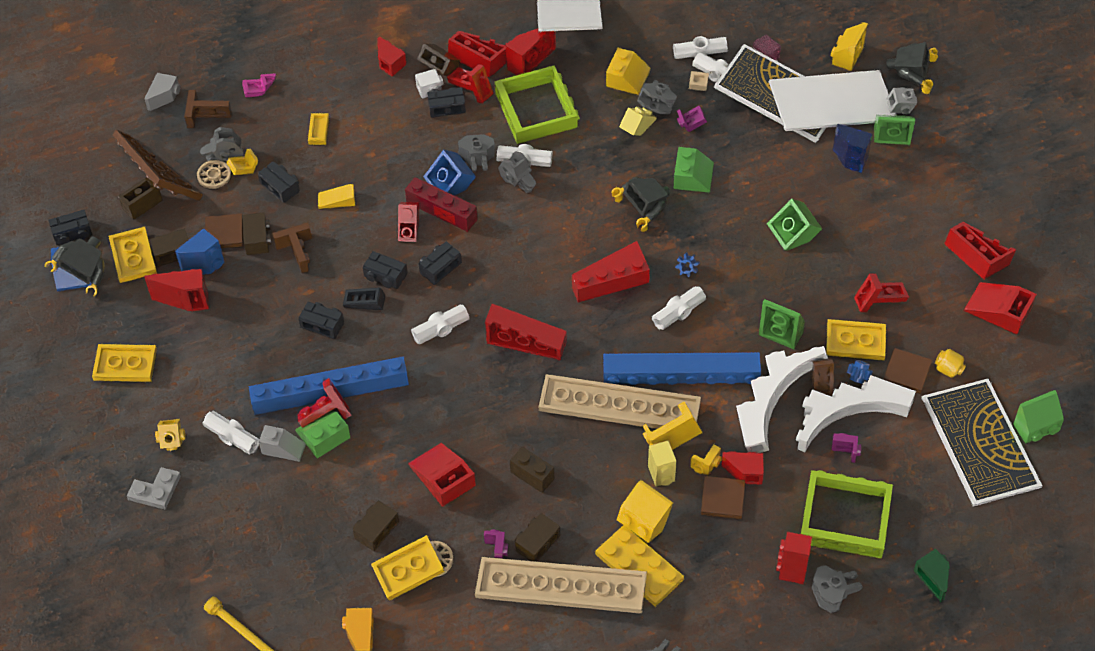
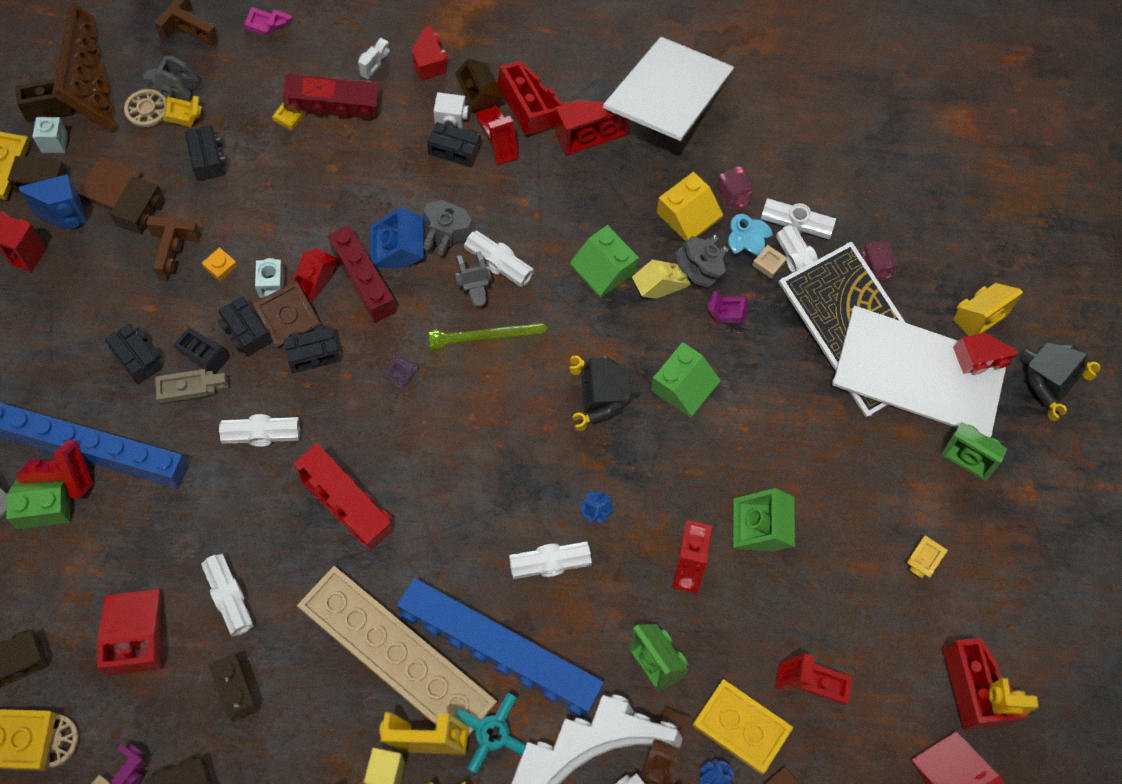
camera: 25 degrees right, 10 degrees up
(160, 218) = (50, 135): none -> light aqua brick
(337, 197) = (257, 204): yellow slope -> none
(338, 244) = (219, 264): none -> light orange plate
(342, 108) = (330, 95): none -> dark red brick
(351, 77) = (371, 60): none -> white plate
(372, 321) = (188, 385): none -> dark tan hinge
(380, 235) = (265, 268): none -> light aqua brick
(408, 248) = (286, 313): none -> reddish brown tile
(488, 423) = (227, 595): none -> white piece
(506, 250) = (401, 370): none -> clear purple slope
(518, 220) = (439, 339): none -> clear neon green piece
(529, 80) = (561, 161): lime window -> none
(595, 126) = (604, 261): none -> bright green slope
(612, 274) = (500, 471): red wedge -> none
(648, 47) = (735, 187): none -> clear pink brick
(674, 71) = (750, 237): none -> medium azure plate
(711, 414) = (482, 737): none -> teal bar
(767, 264) = (692, 557): none -> red bracket
(852, 147) = (902, 453): clear blue slope -> none
(863, 71) = (982, 352): none -> red slope
(901, 100) = (1009, 417): light grey brick -> none
(903, 199) = (926, 557): none -> yellow bracket
(1000, 244) = (1010, 702): none -> yellow bracket

